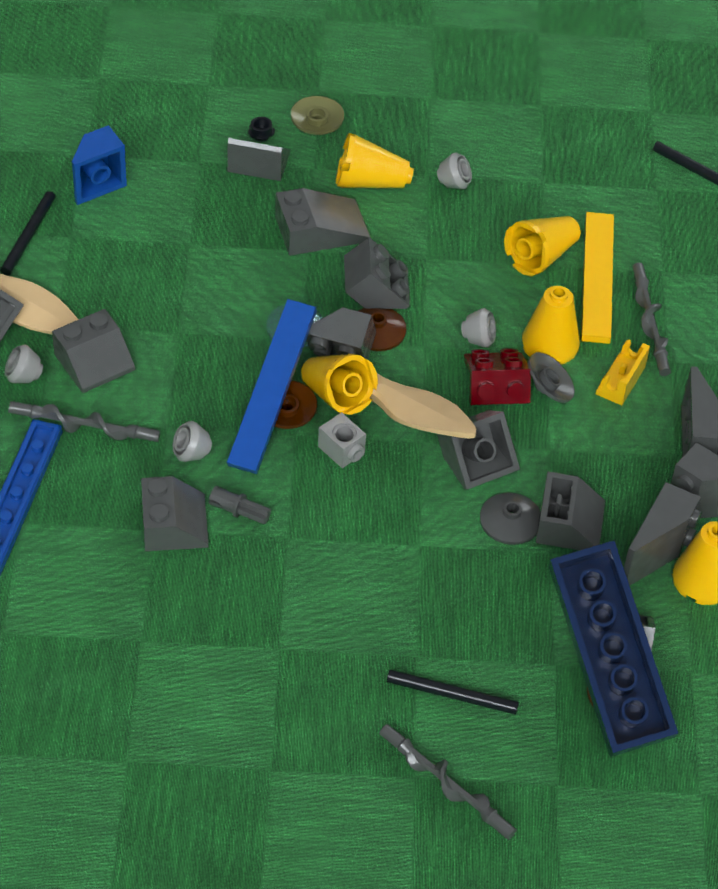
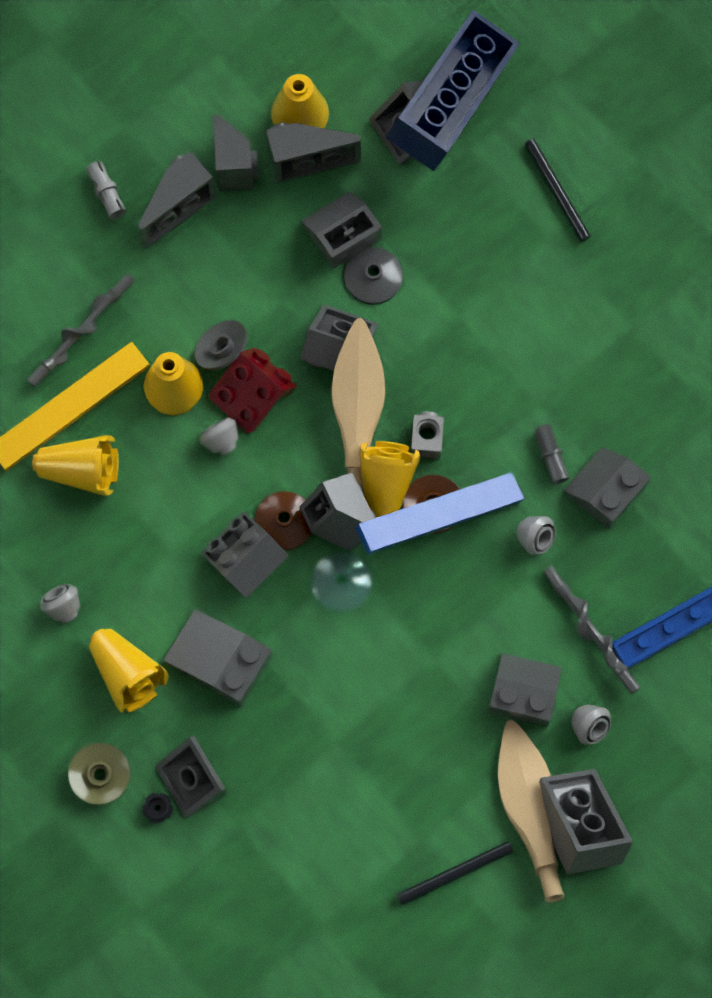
camera: 130 degrees left, 25 degrees up
(98, 165) = (344, 876): blue slope -> none
(450, 788) = (625, 145): dark grey piece -> none
(623, 373) = (161, 303): yellow hinge -> none

